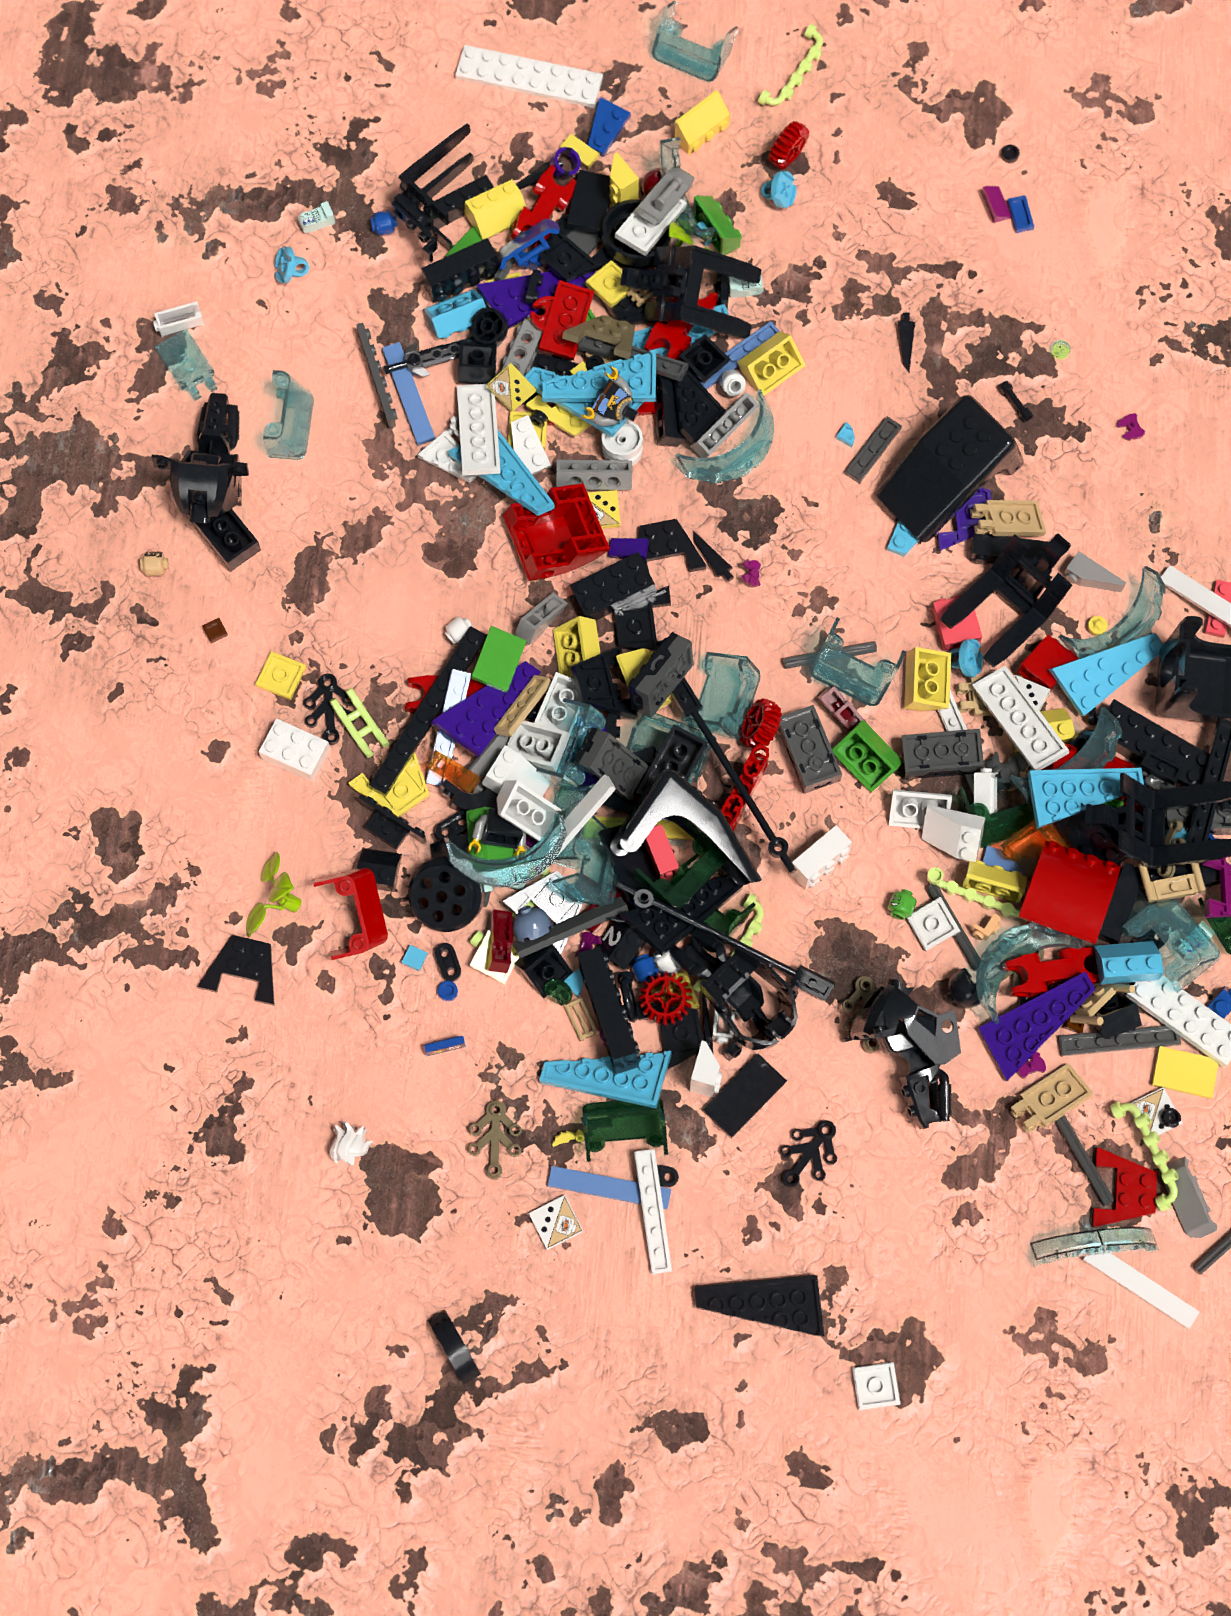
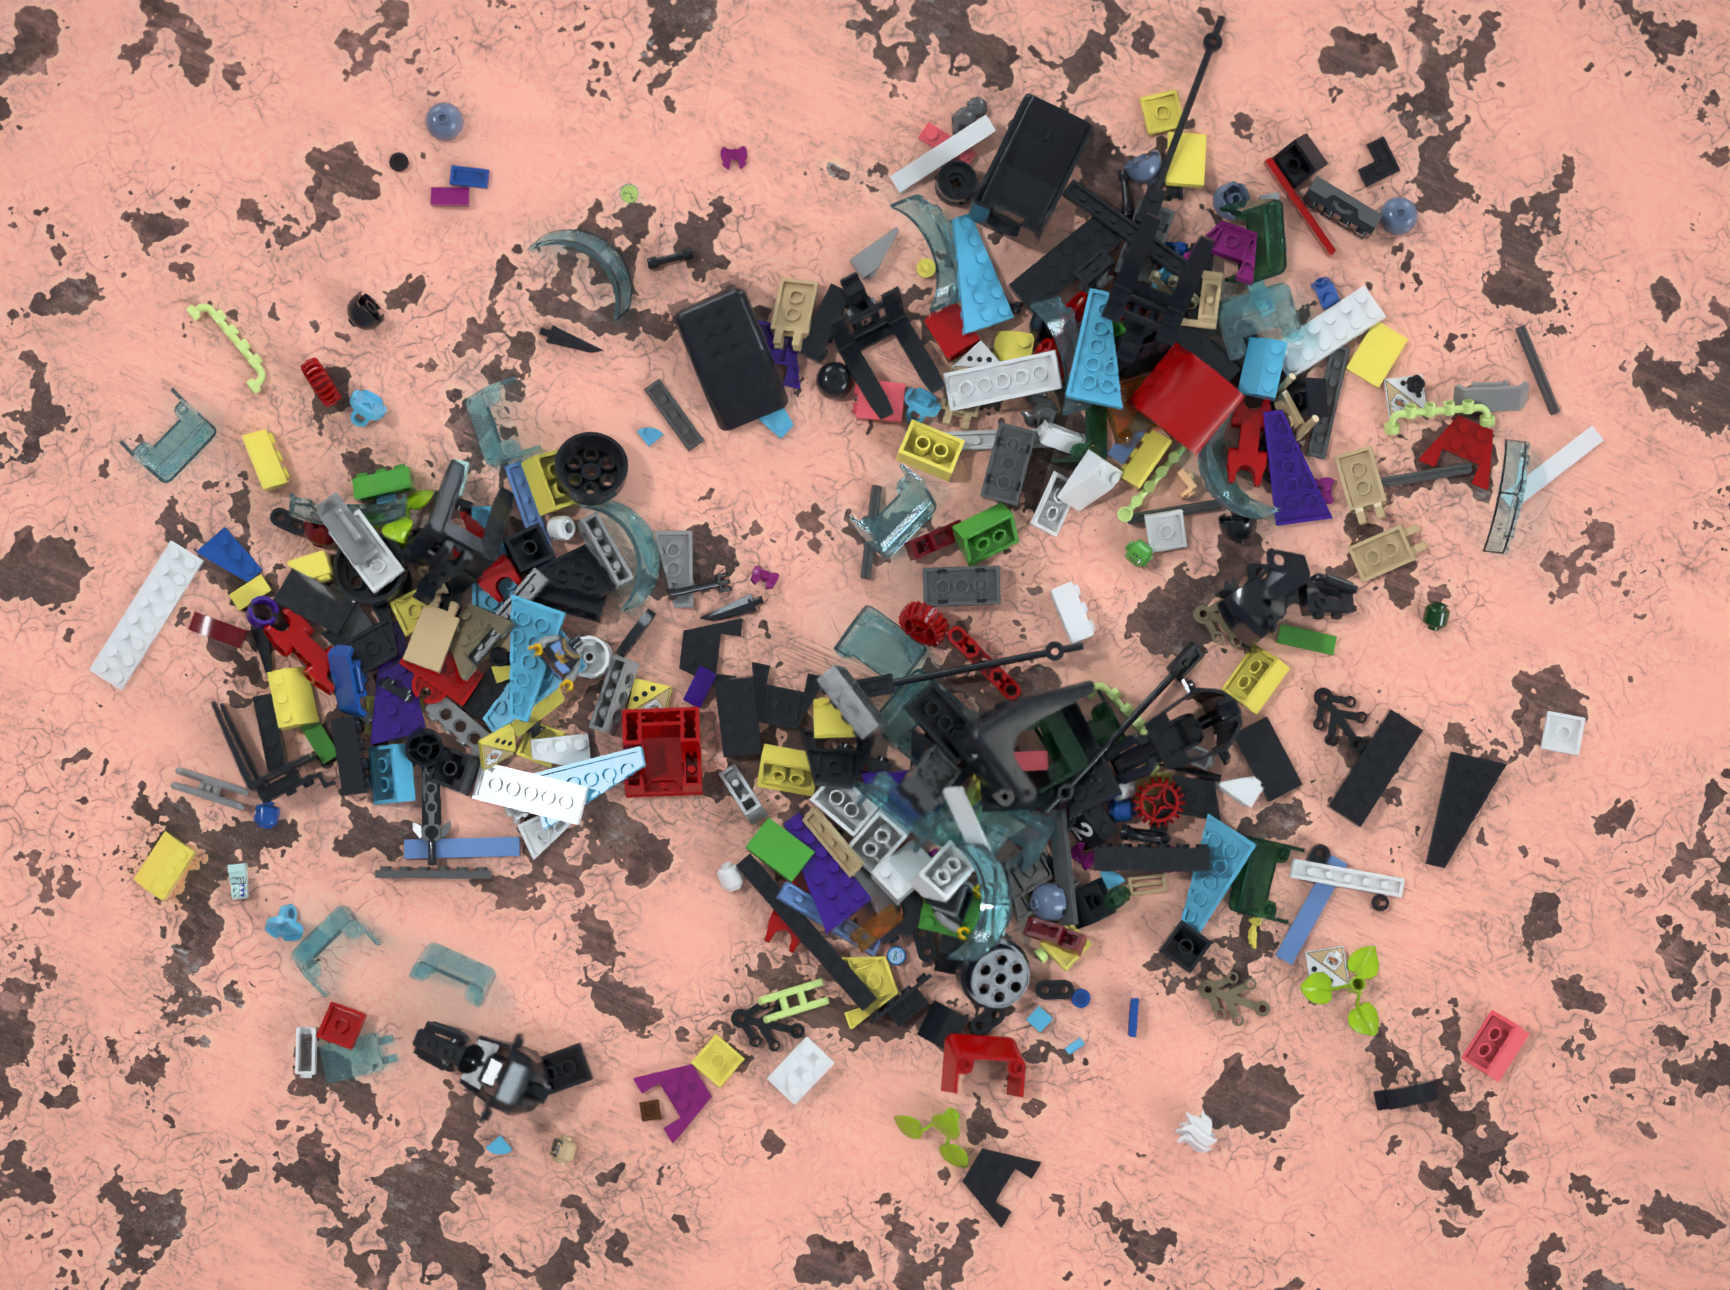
camera: 70 degrees left, 15 degrees up
(141, 509) = (499, 1146): none -> medium azure tile
(211, 340) = (341, 1026): none -> red plate
(242, 655) = (684, 1091): none -> magenta wing
(304, 312) = (339, 921): none -> clear light blue windscreen
(309, 158) = (165, 866): none -> light yellow slope
(390, 168) = (209, 788): none -> light grey piece
(398, 909) = (987, 1020): none -> black plate
(398, 998) = (1074, 1045): none -> medium azure tile
(433, 805) = (896, 955): none -> tile
(530, 1071) = (1185, 946): none -> black slope
(531, 1420) = (1495, 1046): none -> coral slope
(536, 135) = (218, 630): none -> dark red slope
(572, 1257) = (1366, 965): none -> lime plant
(595, 300) = (432, 636): none -> tan tile
(634, 1251) = (1375, 906): none -> black bush
(652, 161) = (287, 523): none -> black plate
(658, 475) = (635, 633): none -> black piece
(707, 494) = (719, 583): none -> black hinge
(740, 493) = (677, 561): none -> light grey wing
(773, 1202) = (1374, 768): none -> black brick
(785, 308) = (493, 449): none -> clear light blue windscreen
(796, 385) = (605, 452): none -> black wheel
(819, 1057) = (1255, 679): none -> light yellow slope
(865, 162) = (364, 312): none -> black cylinder
(877, 1095) = (1306, 639): none -> bright green tile
(948, 1215) = (1436, 615): none -> dark green head
(959, 576) = (834, 380): none -> black cylinder
(991, 351) = (604, 254): none -> clear light blue windscreen
(993, 1145) = (1385, 551): none -> tan tile
(1062, 177) = (444, 121): none -> sand blue cylinder
(1186, 608) = (959, 172): none -> black wheel

